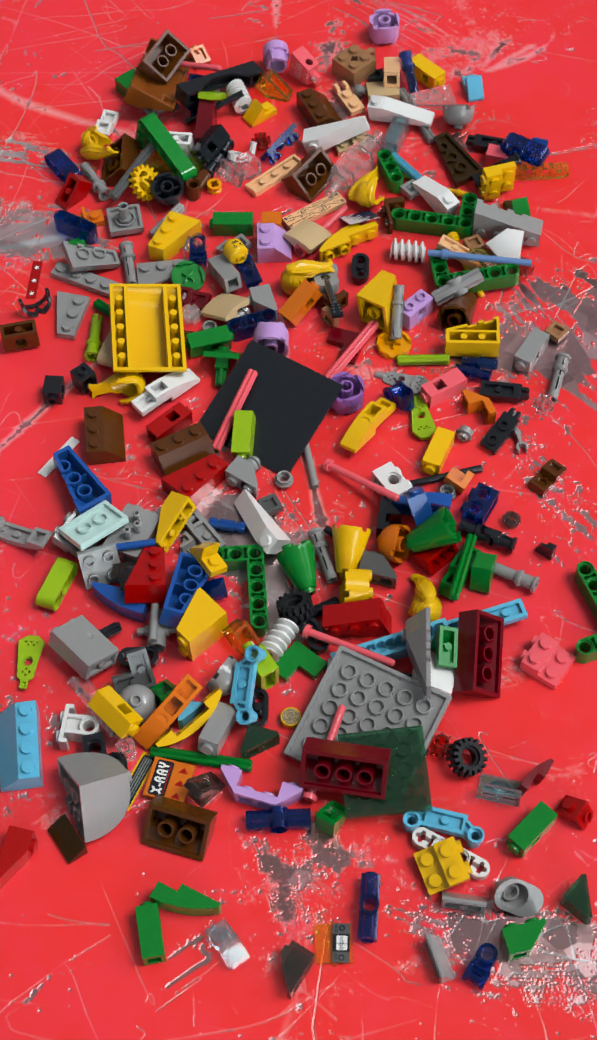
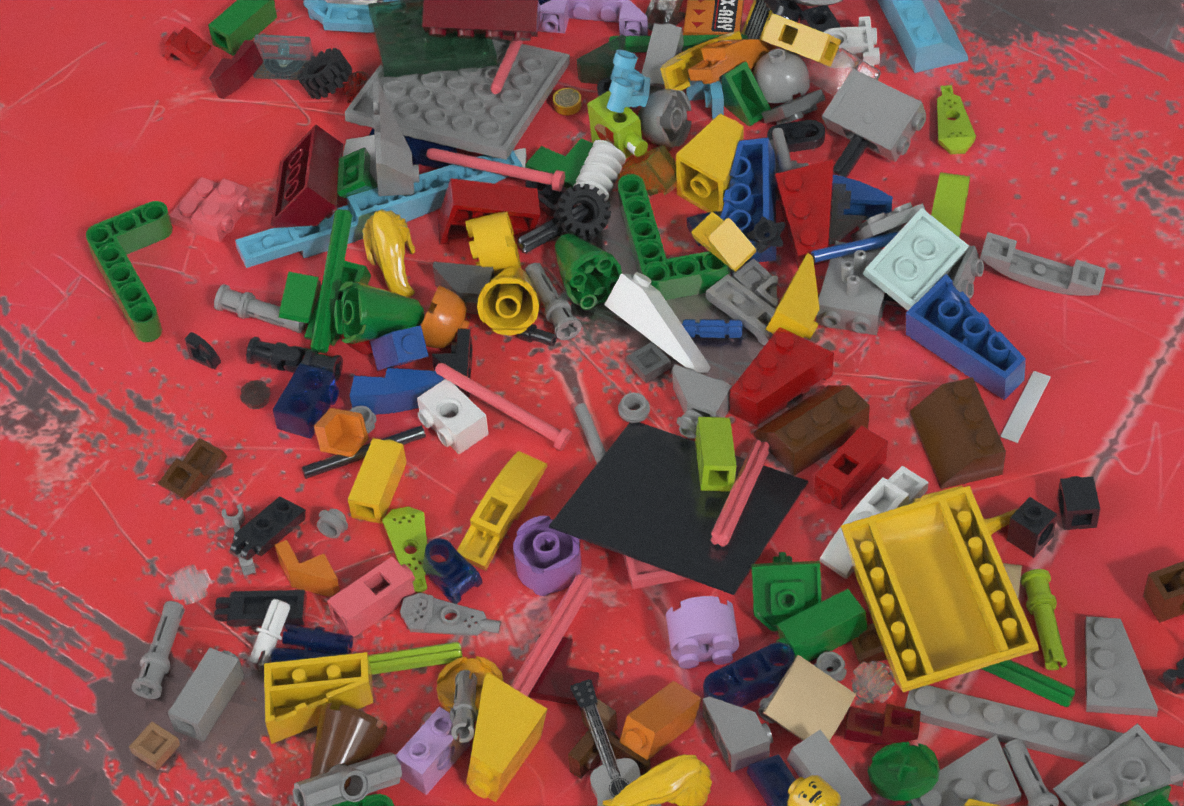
camera: 175 degrees right, 5 degrees down
(180, 549) = (763, 227): none -> black plate
(499, 372) = (269, 632): none -> white axle

